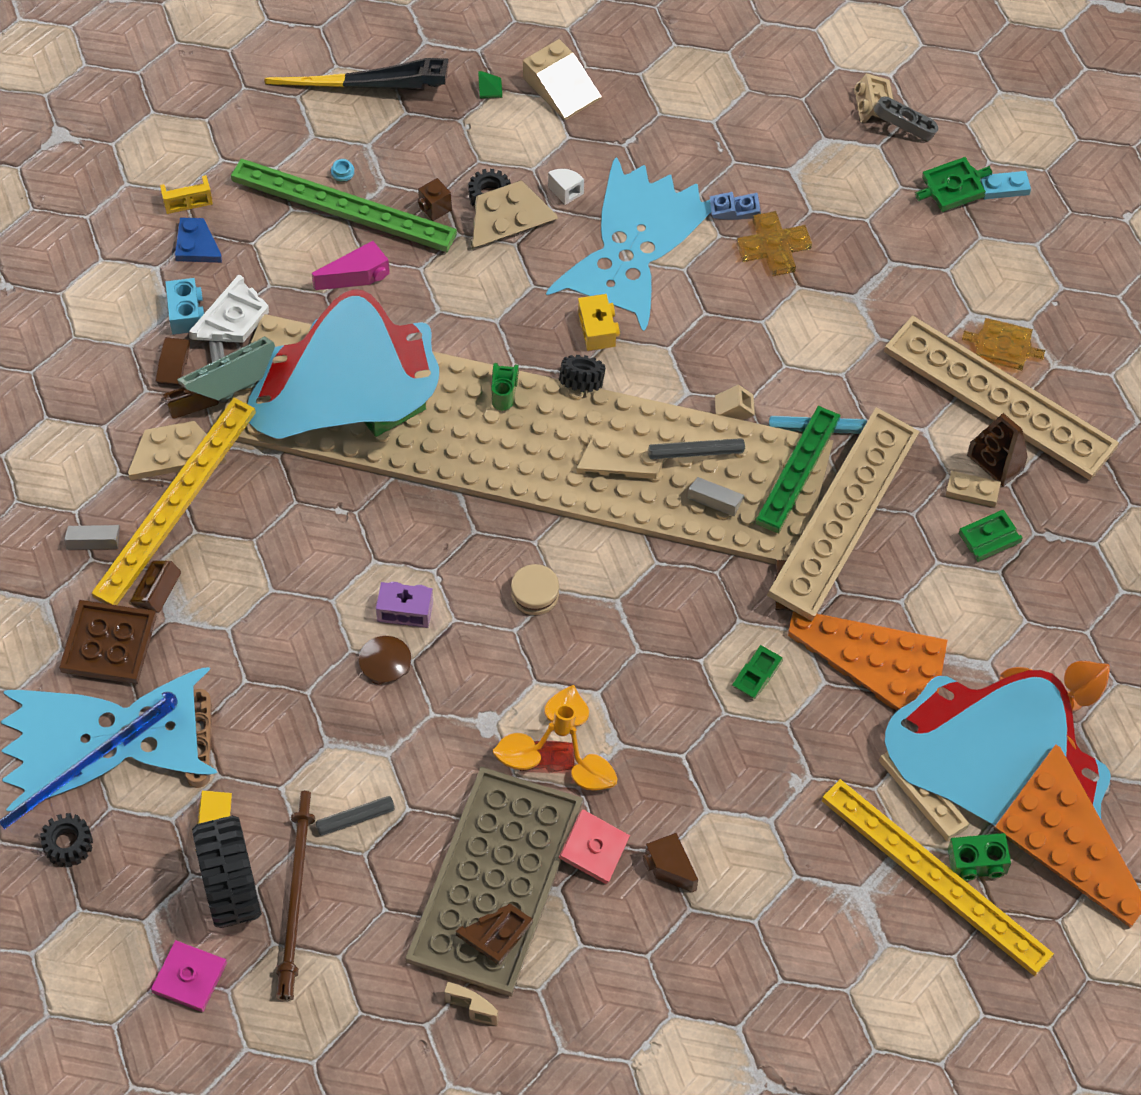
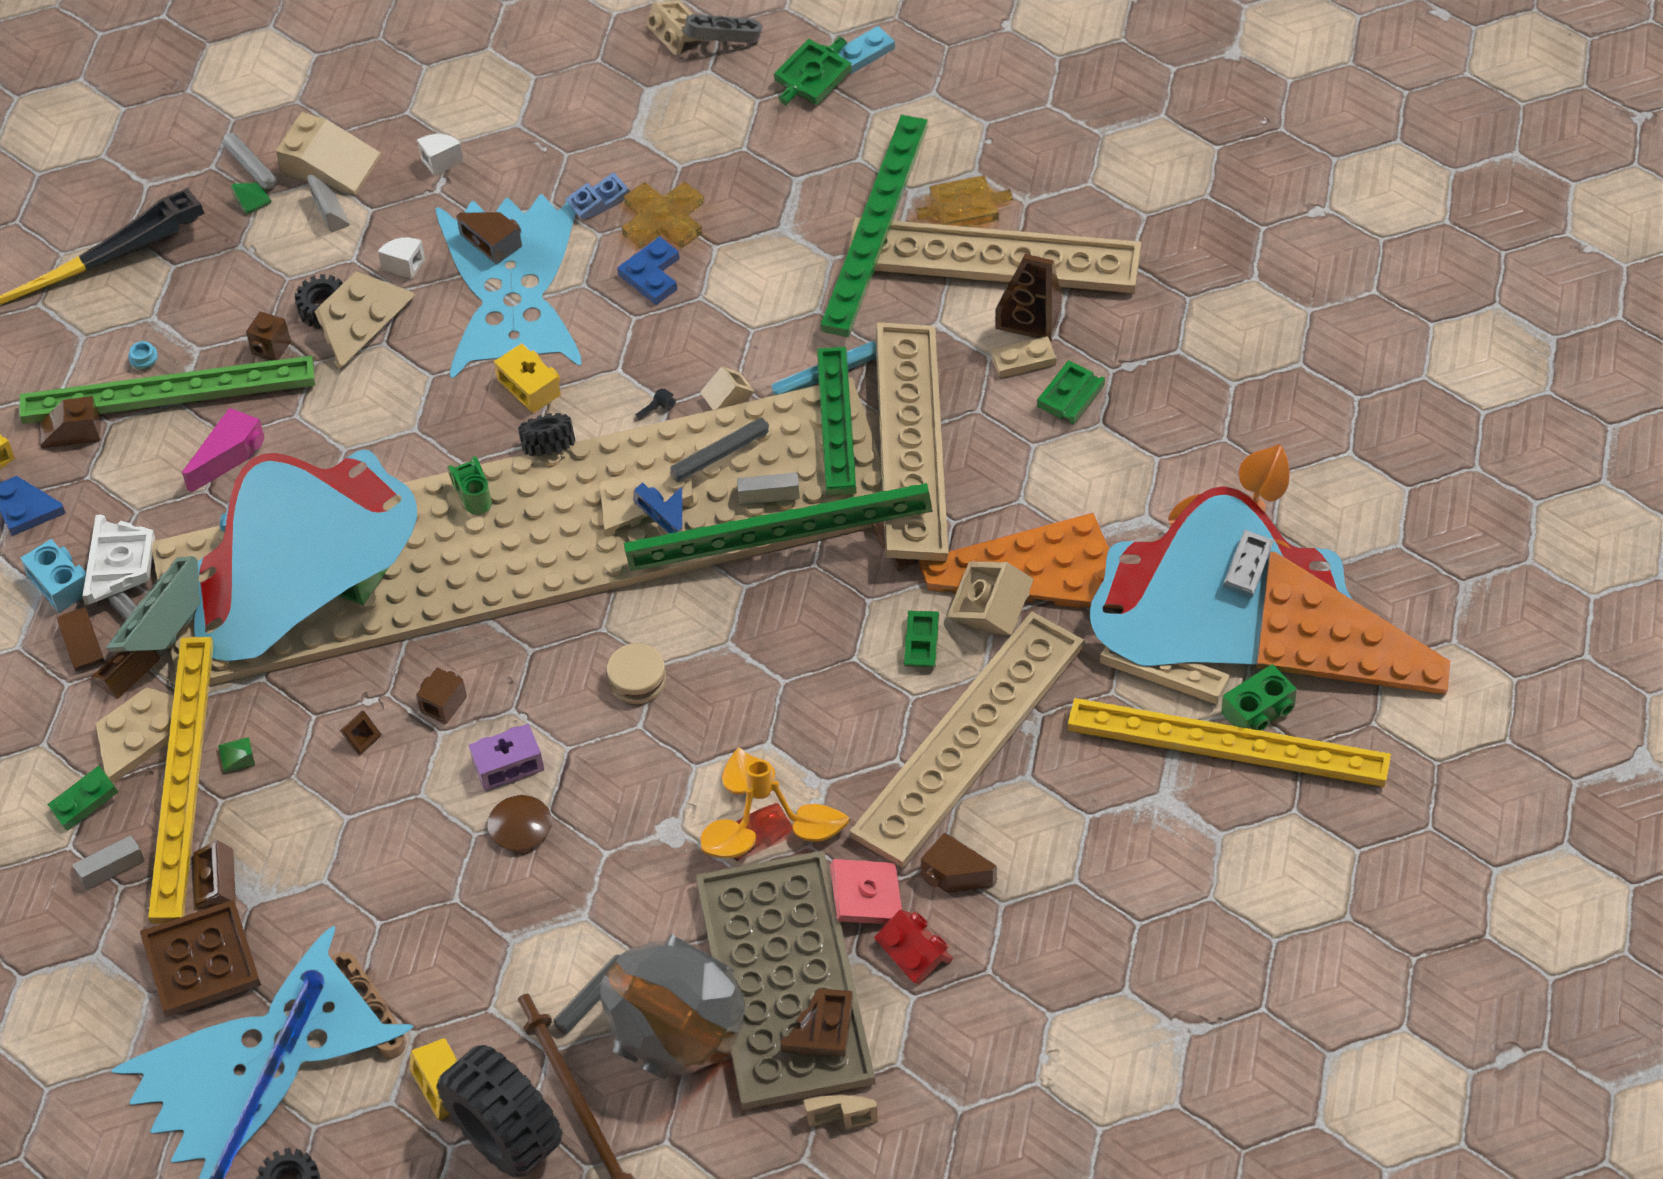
camera: 25 degrees left, 5 degrees down
(103, 480) = (83, 798): none -> green plate
(225, 503) = (236, 754): none -> green slope
(263, 198) = (71, 423): none -> reddish brown slope
(316, 532) = (360, 732): none -> reddish brown slope
(389, 533) = (441, 695): none -> reddish brown brick
(392, 860) = (672, 1007): none -> dark grey rock
(504, 58) = (249, 161): none -> light grey axle
(539, 118) = (327, 204): none -> light grey slope
(603, 906) = (913, 945): none -> red bracket
(627, 479) = (665, 514): none -> blue slope
(639, 198) = (490, 233): none -> reddish brown slope
(641, 117) = (440, 152): none -> white brick
(685, 386) = (661, 398): none -> black hand
(701, 532) = (778, 527): none -> green plate
(734, 280) = (646, 270): none -> blue plate
(742, 767) = (966, 740): none -> tan plate
(826, 667) = (991, 597): none -> tan slope
(922, 329) = (874, 226): none -> green plate
(1033, 744) = (1248, 563): none -> plate

